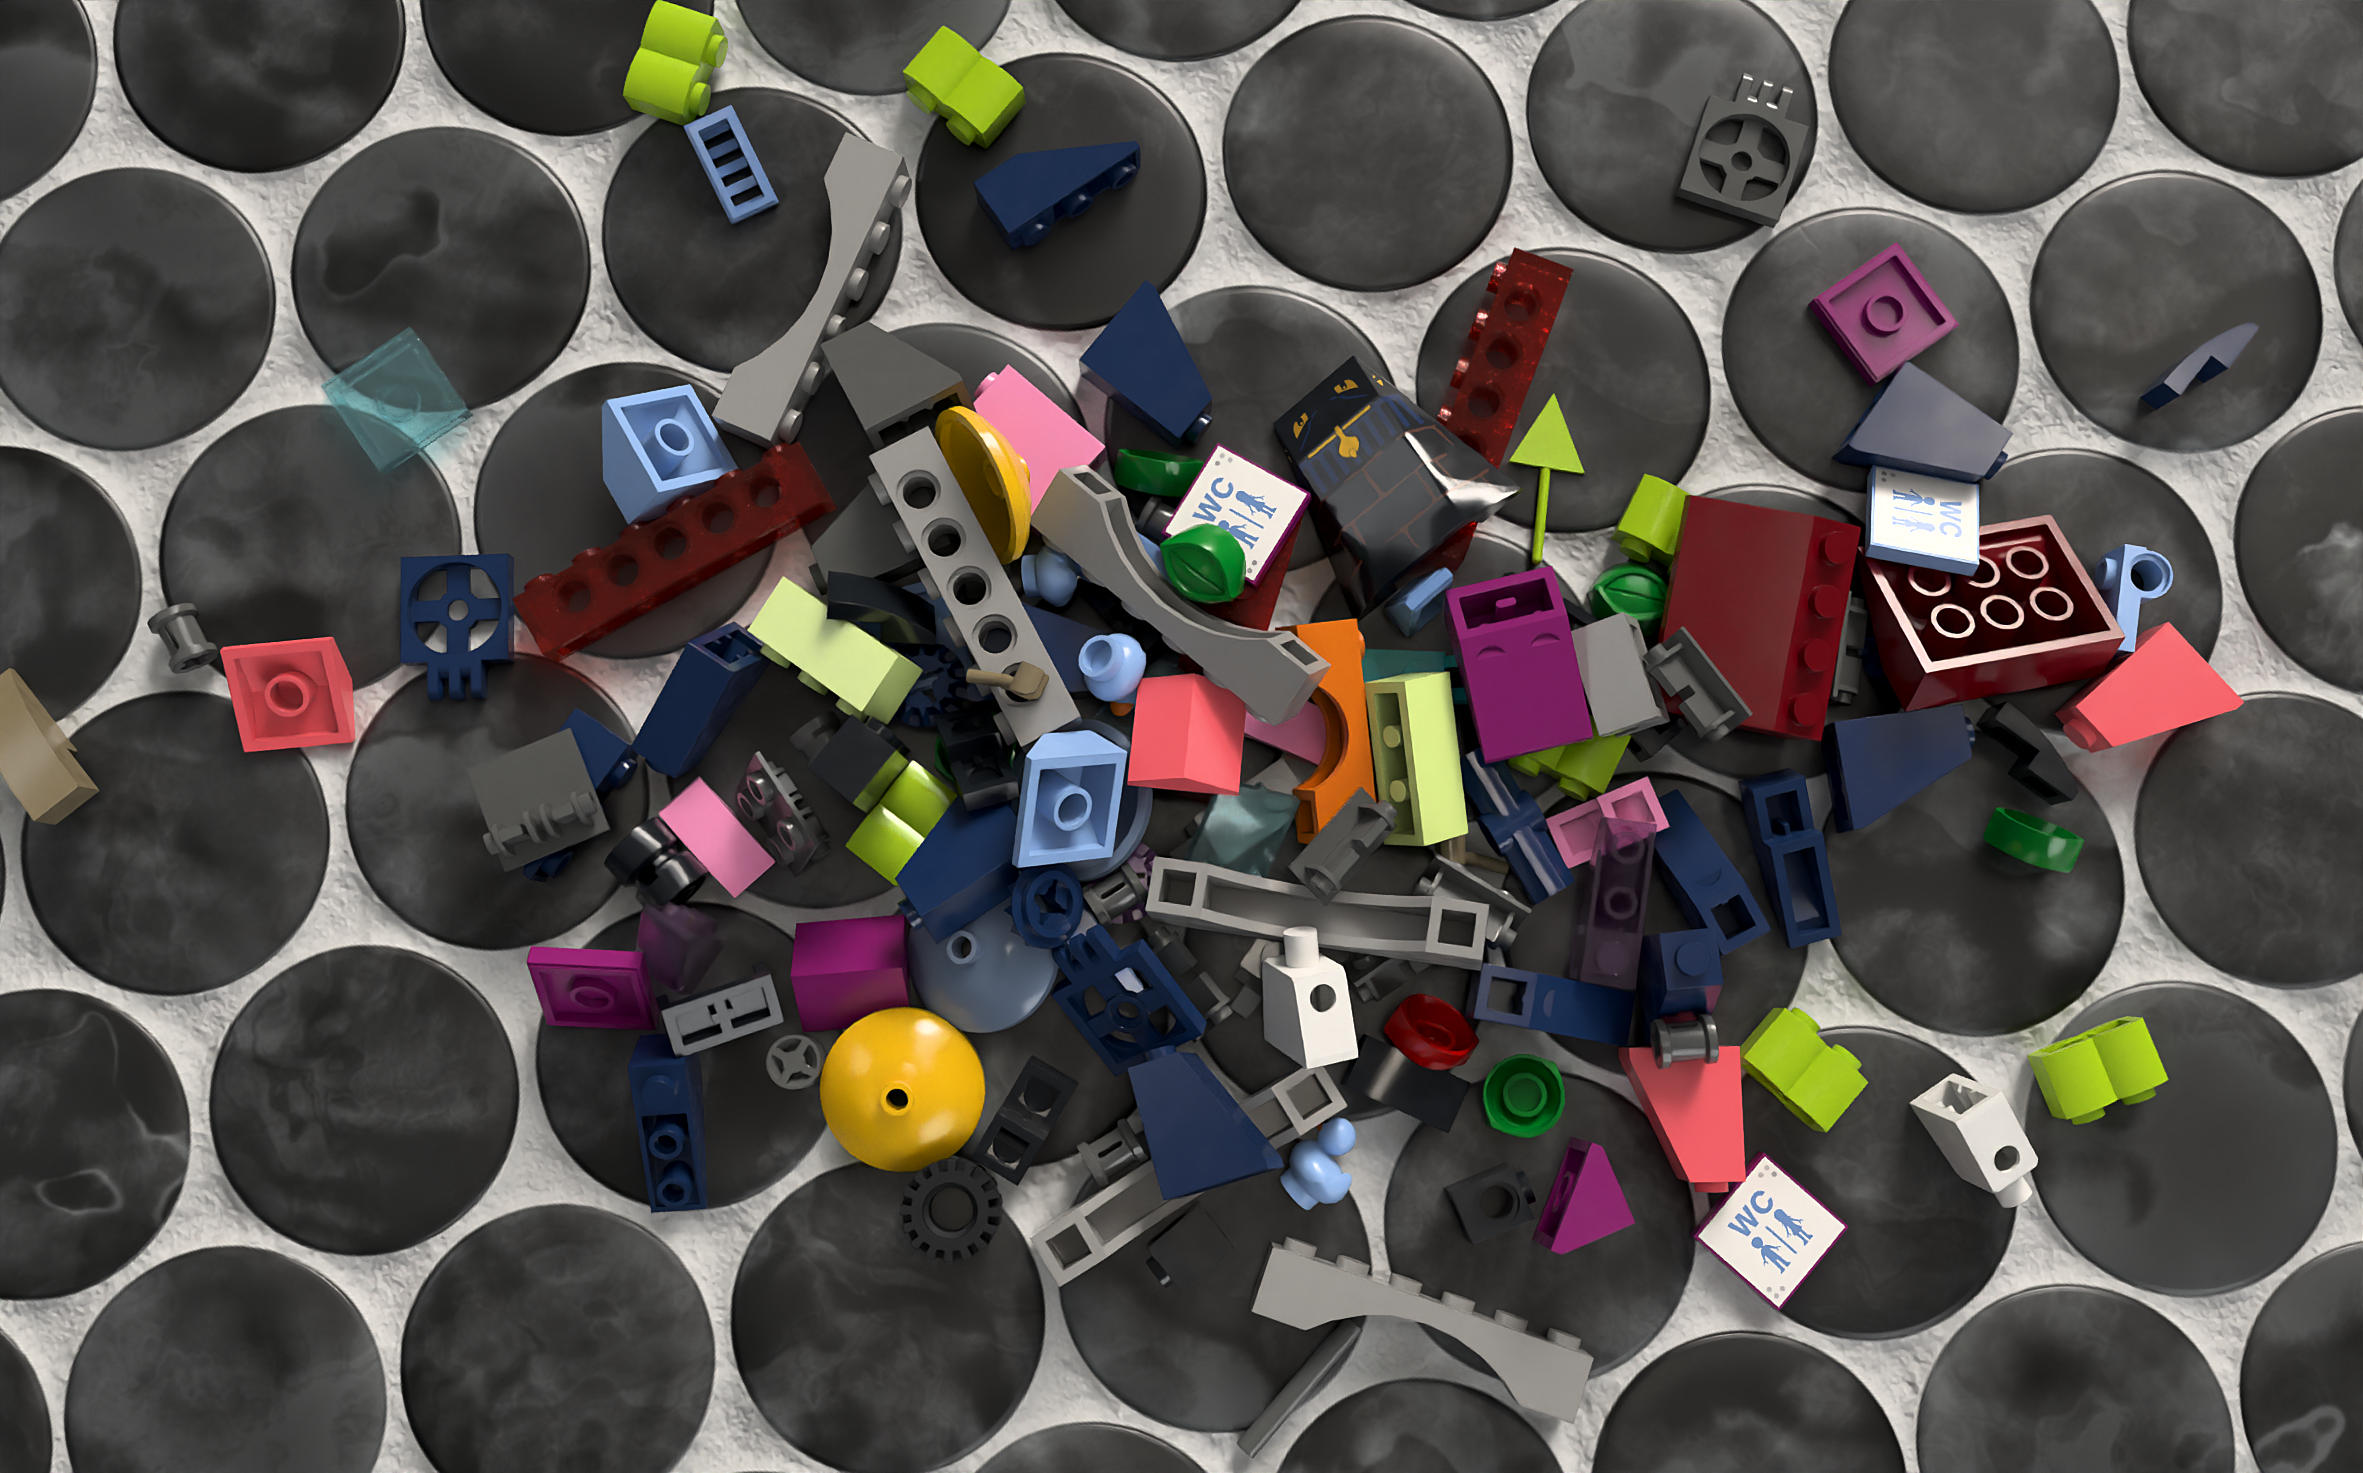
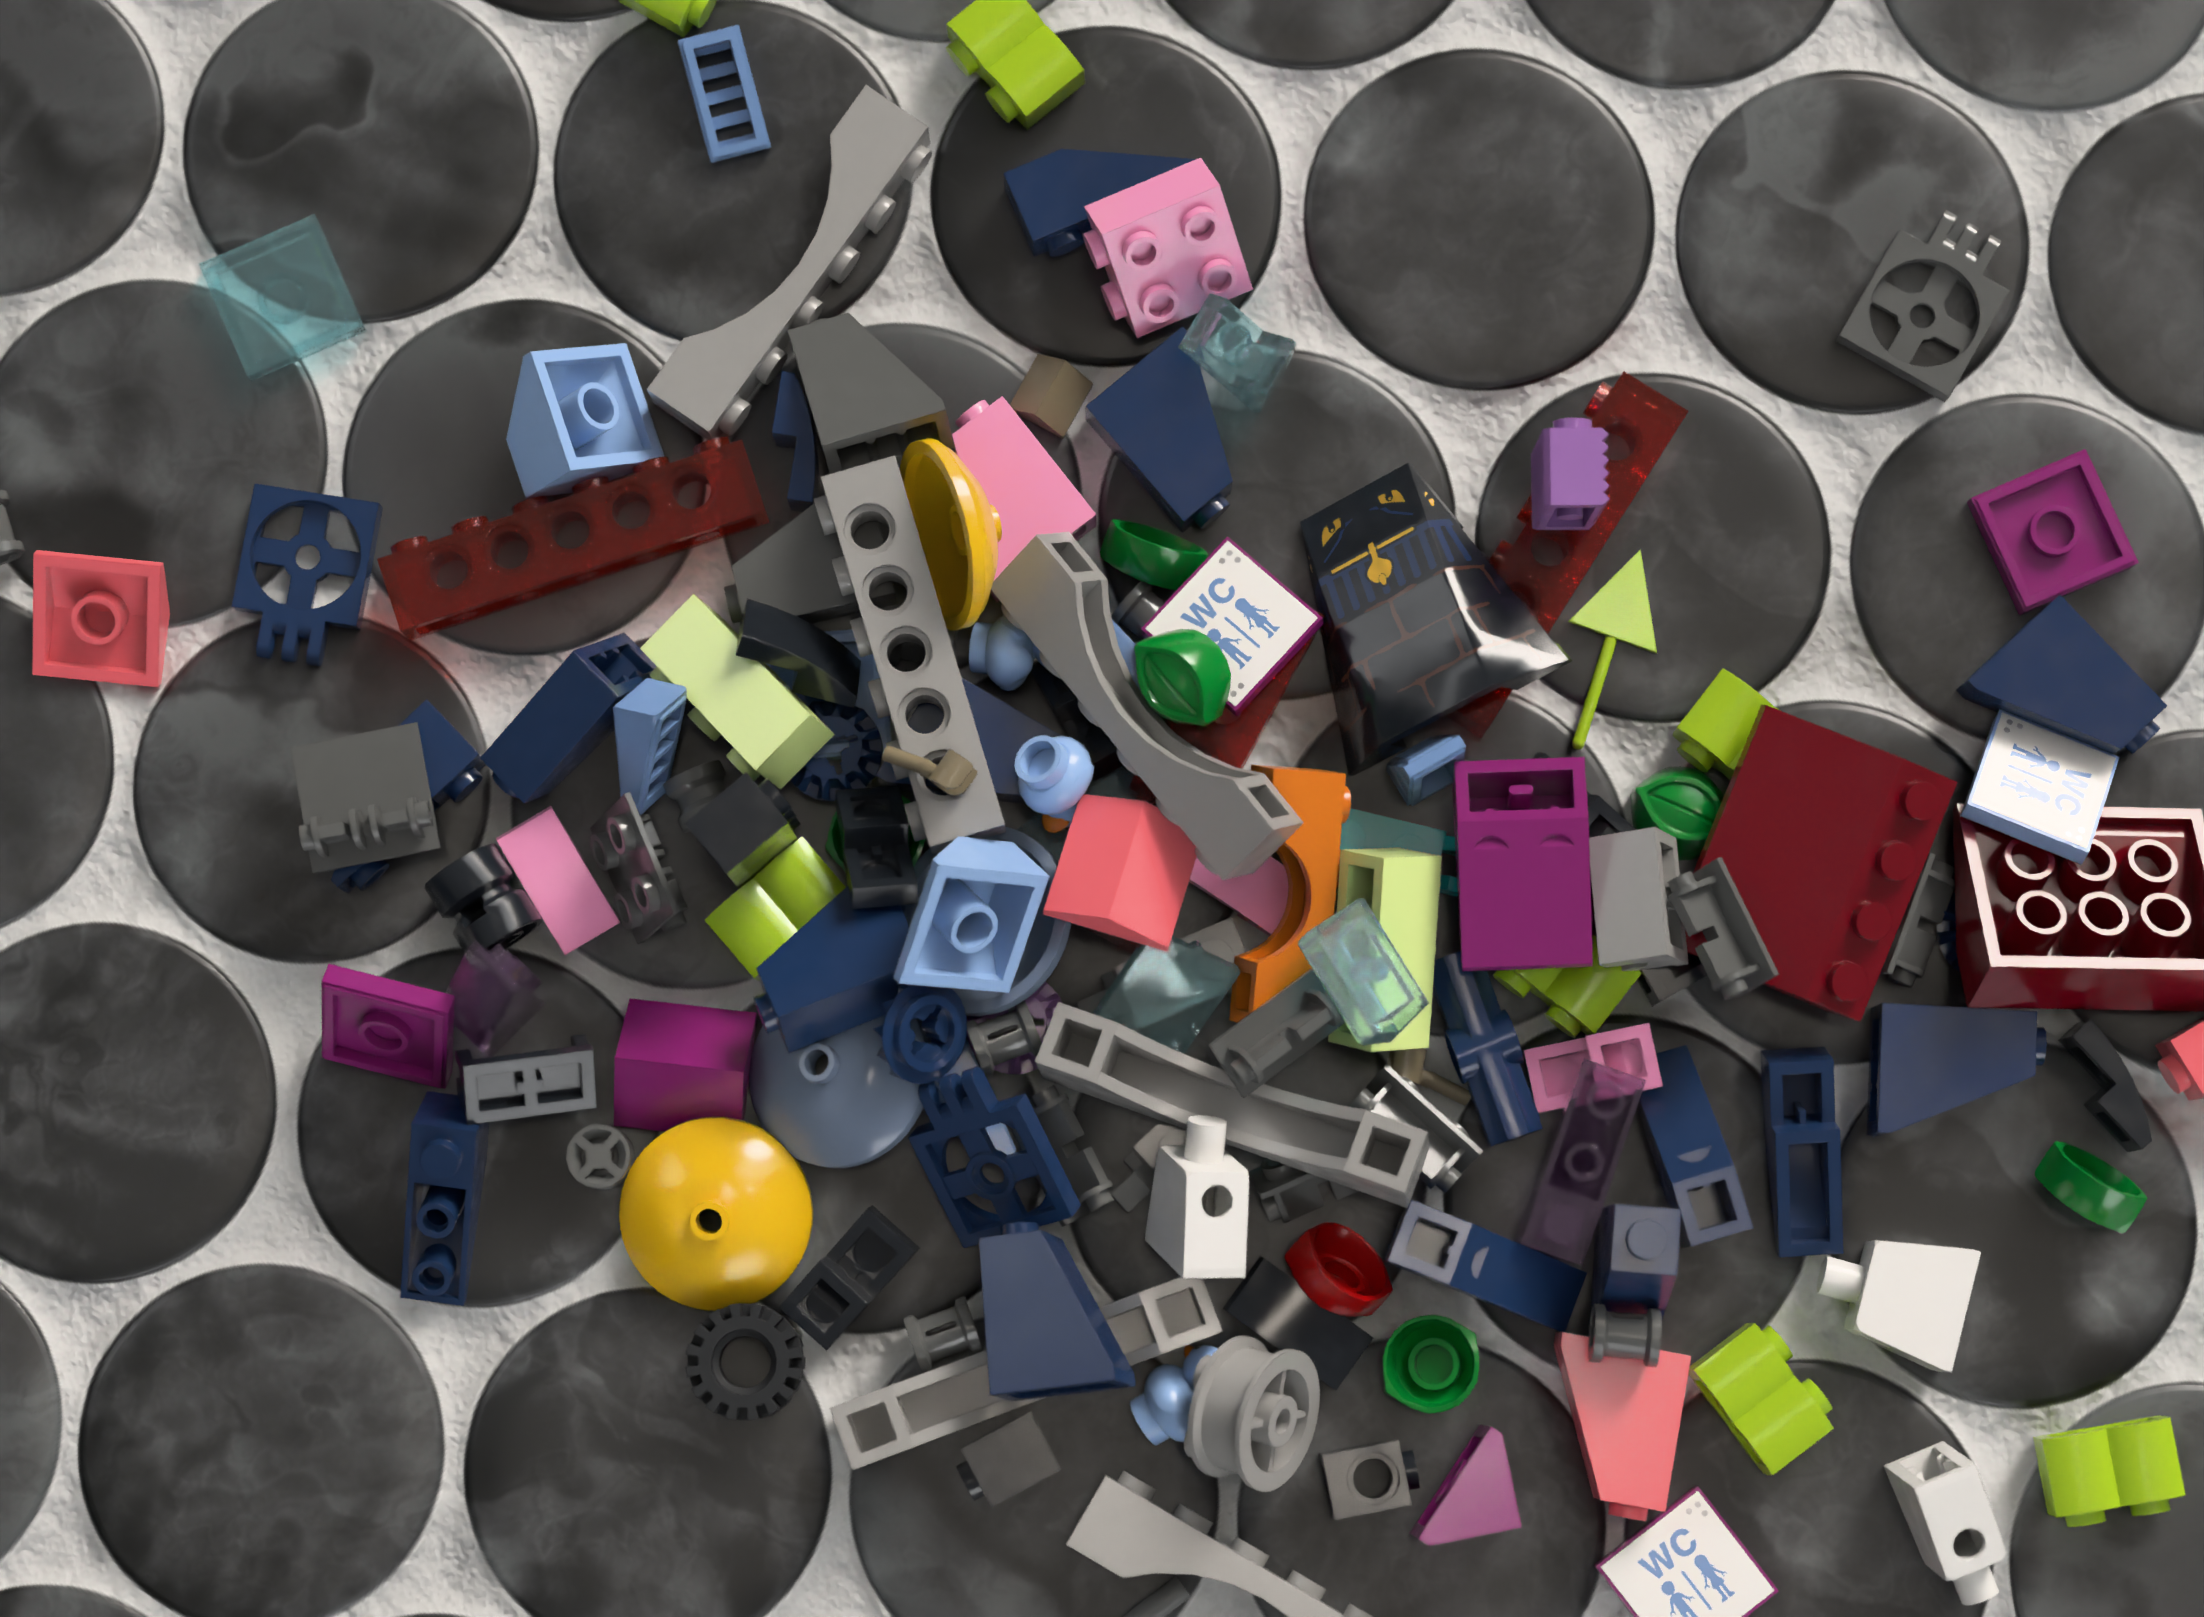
camera: 15 degrees right, 0 degrees up
(767, 704) = (647, 738): none -> medium blue slope
(842, 428) = (795, 430): none -> dark blue slope
(1049, 358) = (1051, 394): none -> dark tan slope
(1120, 217) = (1165, 248): none -> bright pink brick
(1195, 291) = (1237, 351): none -> clear light blue slope
(1385, 1168) = (1252, 1412): none -> light grey wheel
(1407, 782) = (1363, 974): none -> clear light blue slope
(1492, 335) = (1569, 476): none -> medium lavender brick
(1902, 962) = (1905, 1297): none -> white torso

